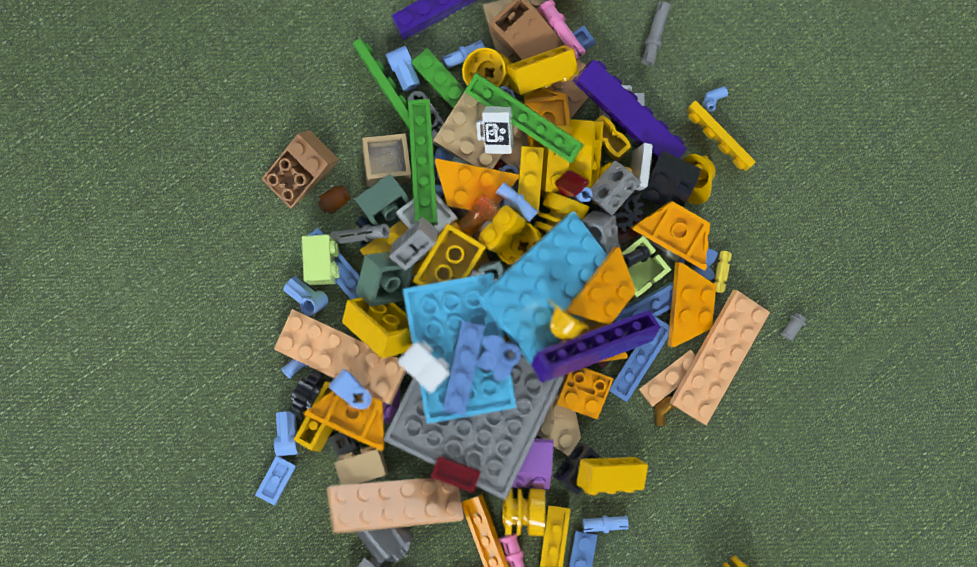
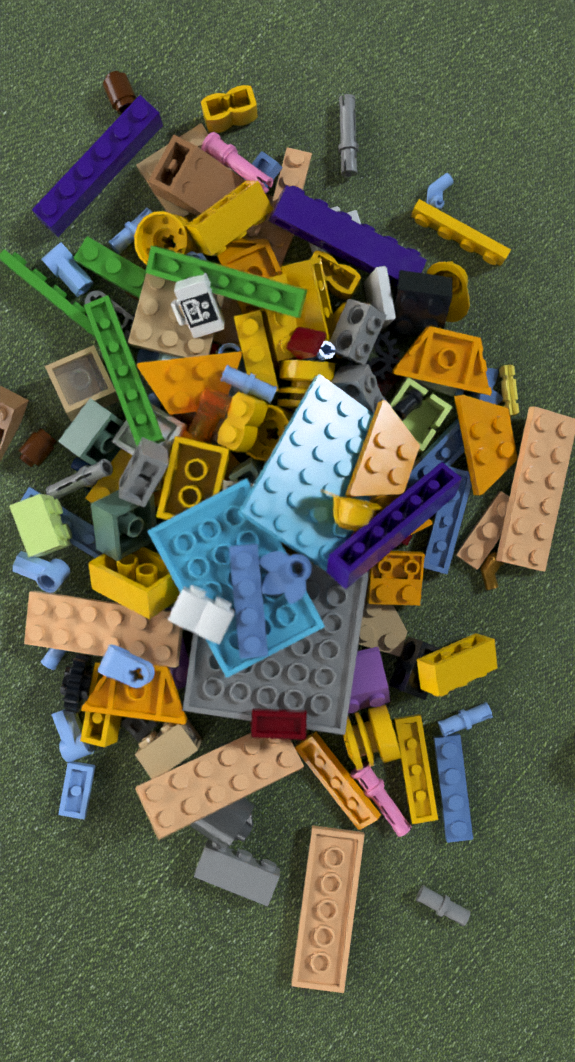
camera: 20 degrees left, 5 degrees up
(603, 49) = (293, 171): none -> light nougat plate

